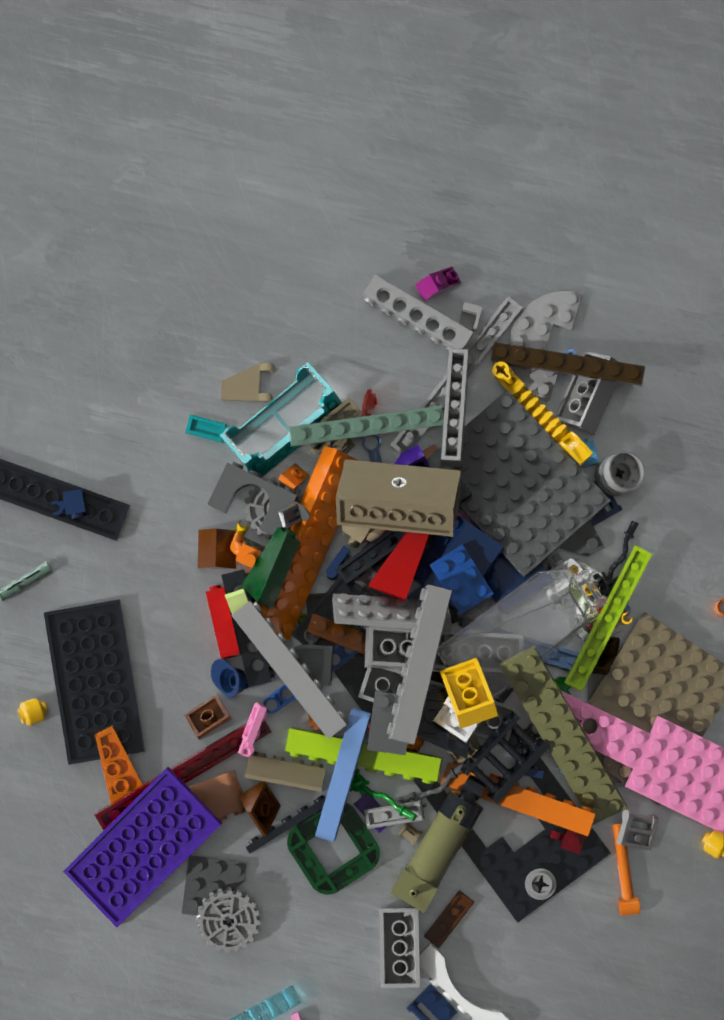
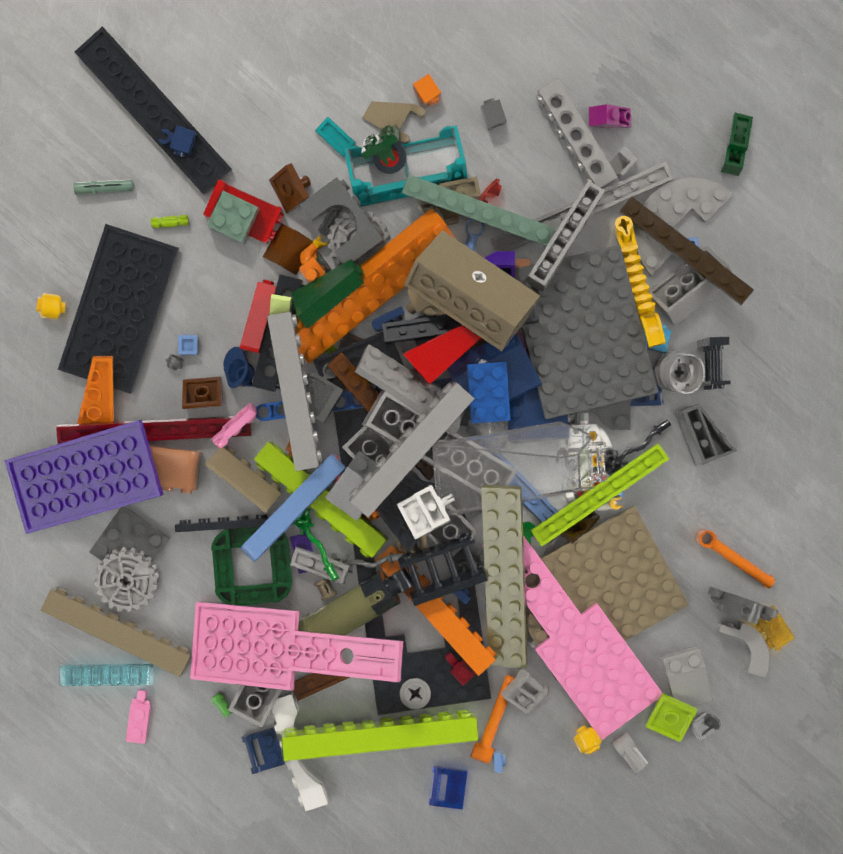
camera: 25 degrees right, 5 degrees up
(99, 580) = (169, 221): none -> lime axle
(153, 546) = (233, 217): none -> sand green brick
(160, 538) = (266, 219): none -> red panel
(168, 702) = (174, 362): none -> dark grey plate
(172, 681) = (187, 344): none -> medium blue plate
(190, 494) = (290, 187): none -> reddish brown tile
(240, 505) = (329, 220): none -> dark grey axle
(243, 972) = (116, 632): none -> dark tan brick
(257, 416) = (386, 150): none -> dark green plate
(261, 806) = (206, 496): reddish brown slope -> none
(265, 345) = (427, 90): none -> orange brick
(293, 476) = (389, 221): orange plate -> none
(293, 514) = (370, 254): dark grey plate -> none
(334, 335) = (493, 113): none -> dark grey brick
(372, 988) = (221, 704): none -> bright green pin
(387, 910) = (266, 649): none -> bright pink piece
(469, 693) = (440, 498): yellow slope -> none
(527, 939) = (378, 735): none -> lime brick
(562, 248) = (737, 144): none -> dark green slope
(622, 953) = (454, 787): none -> clear blue plate
(636, 435) = (713, 362): none -> black fence
(648, 905) = (499, 761): none -> medium blue plate
(671, 518) = (702, 435): none -> dark grey wedge

